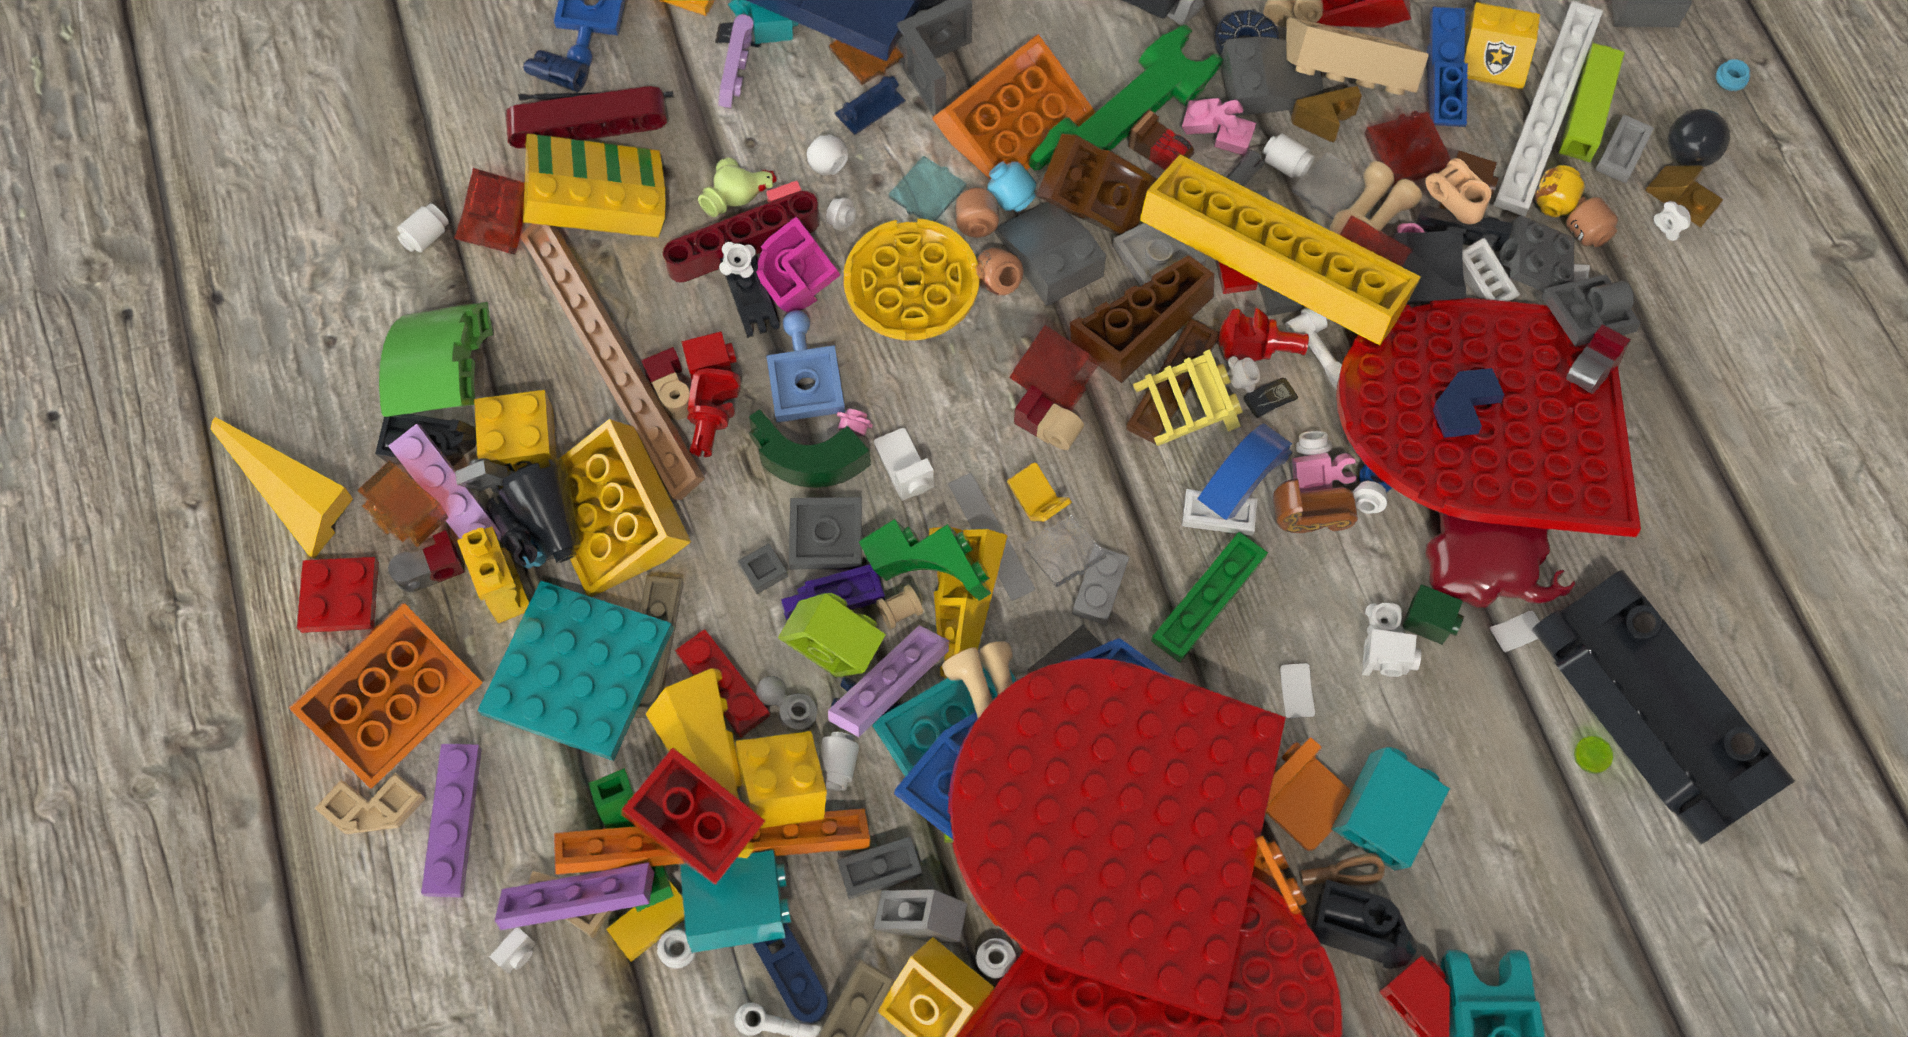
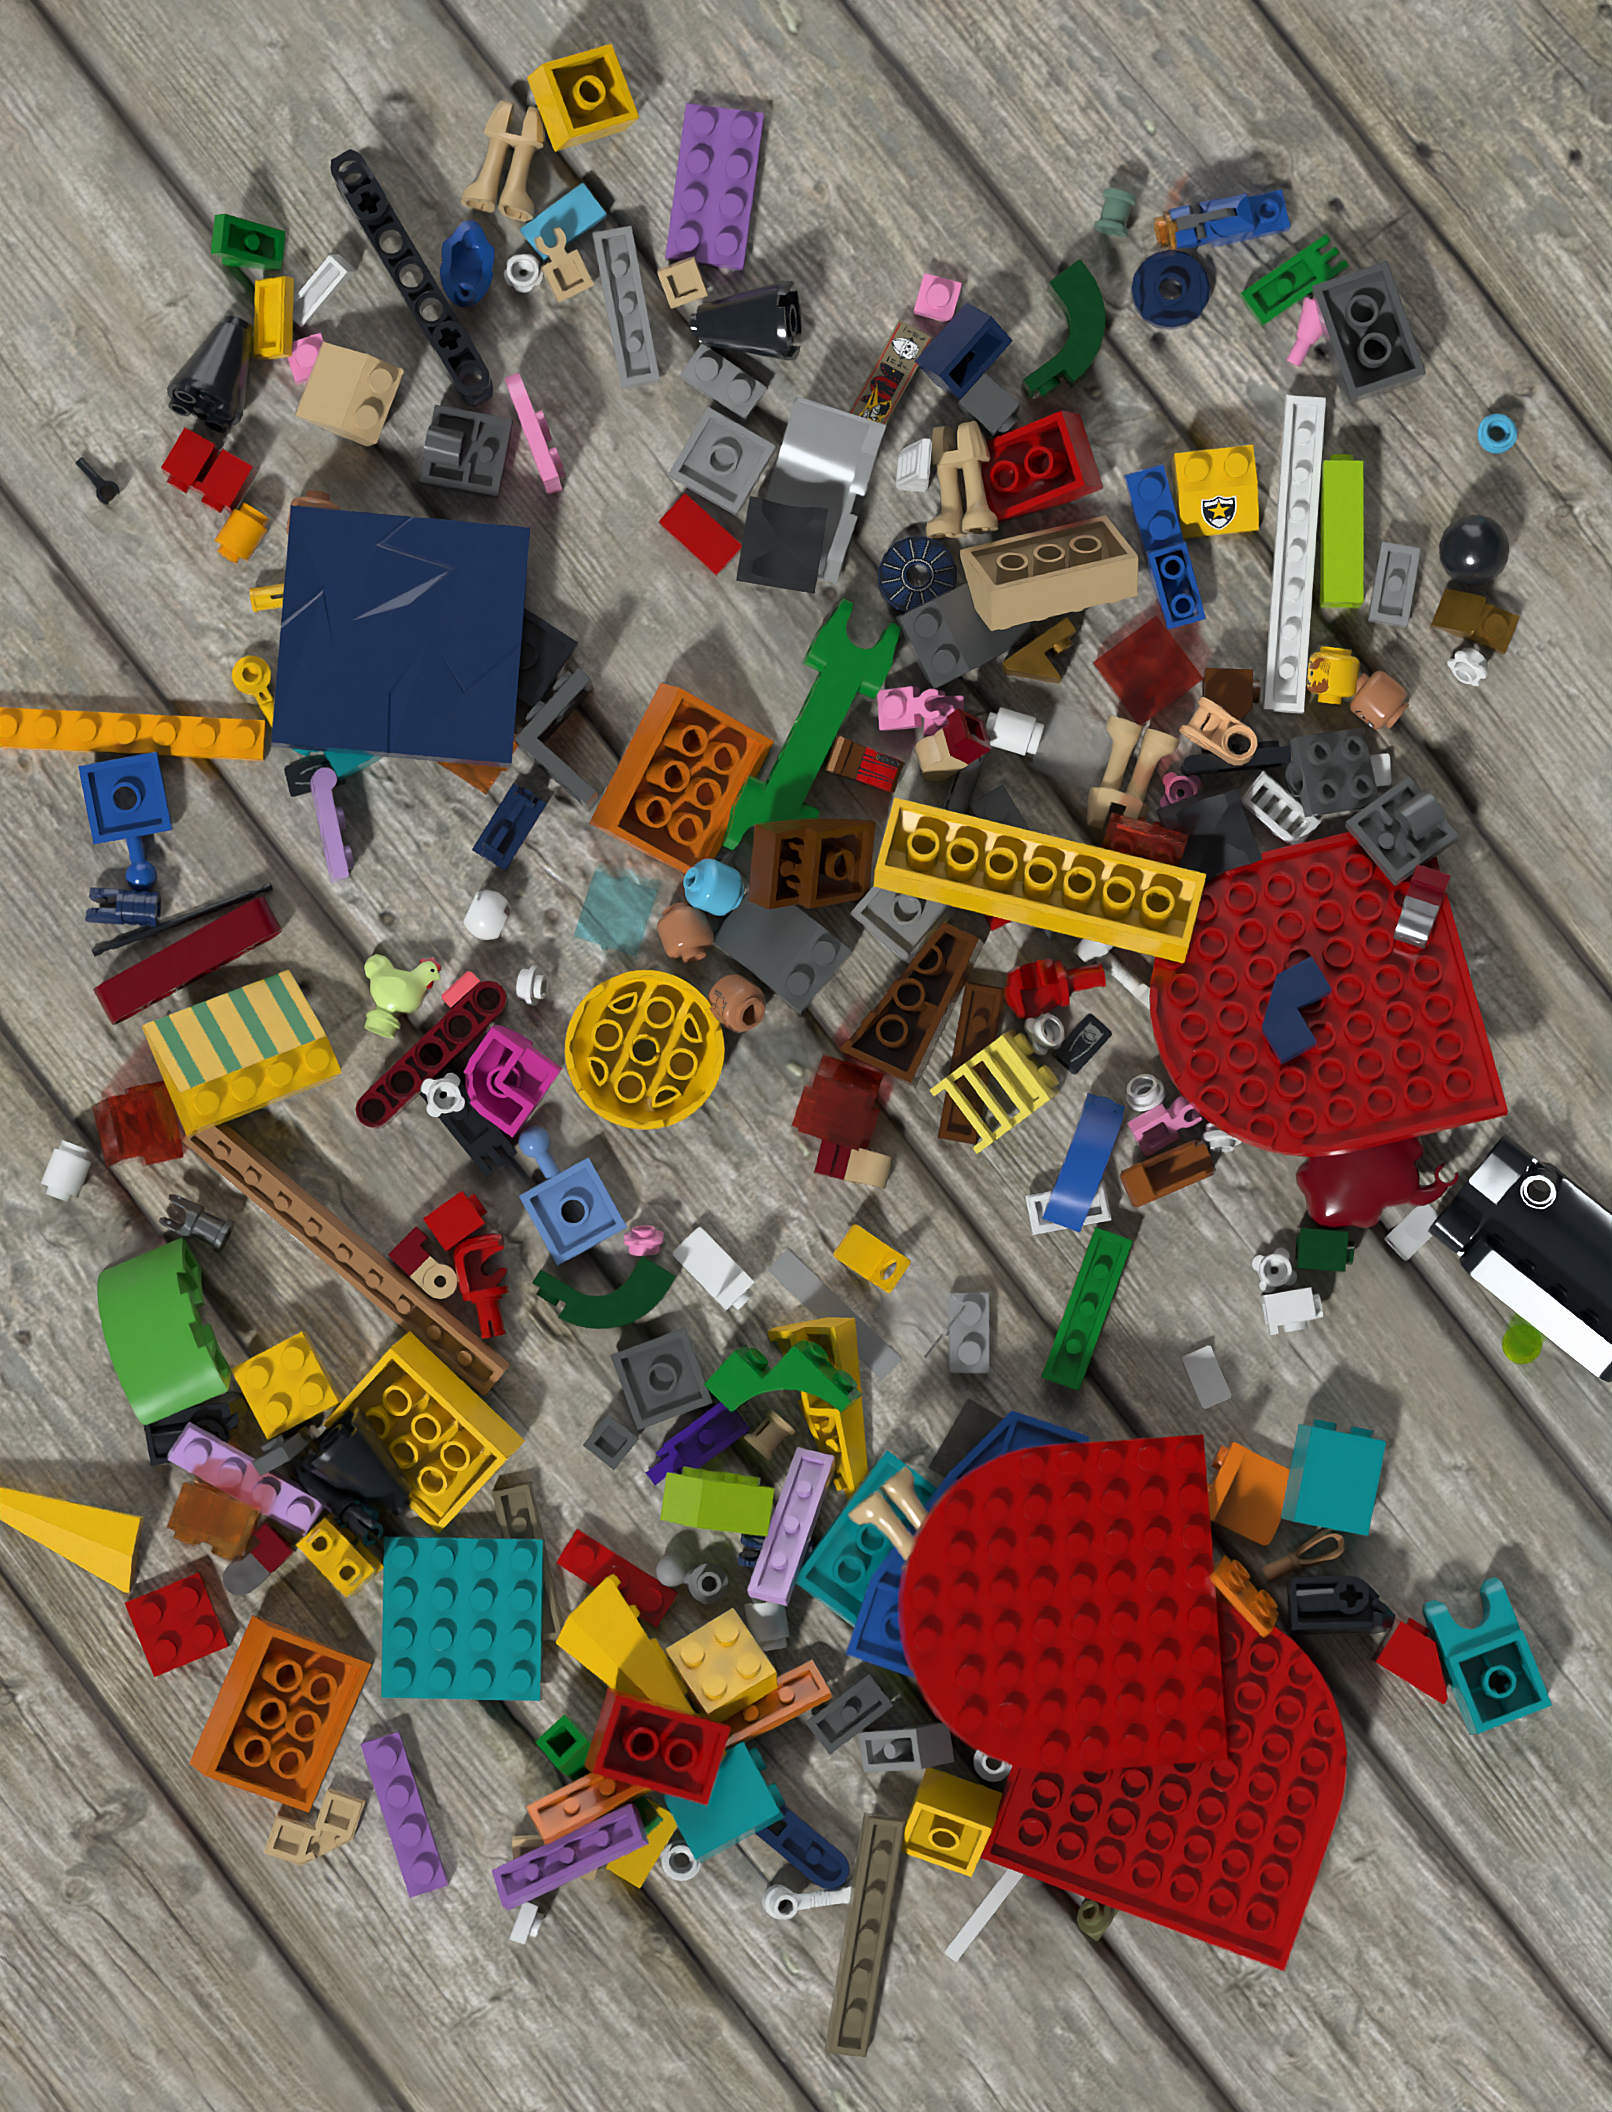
camera: 20 degrees left, 20 degrees up
(504, 297) = (199, 1224): none -> dark grey piece
(1237, 147) = (952, 746): none -> leg

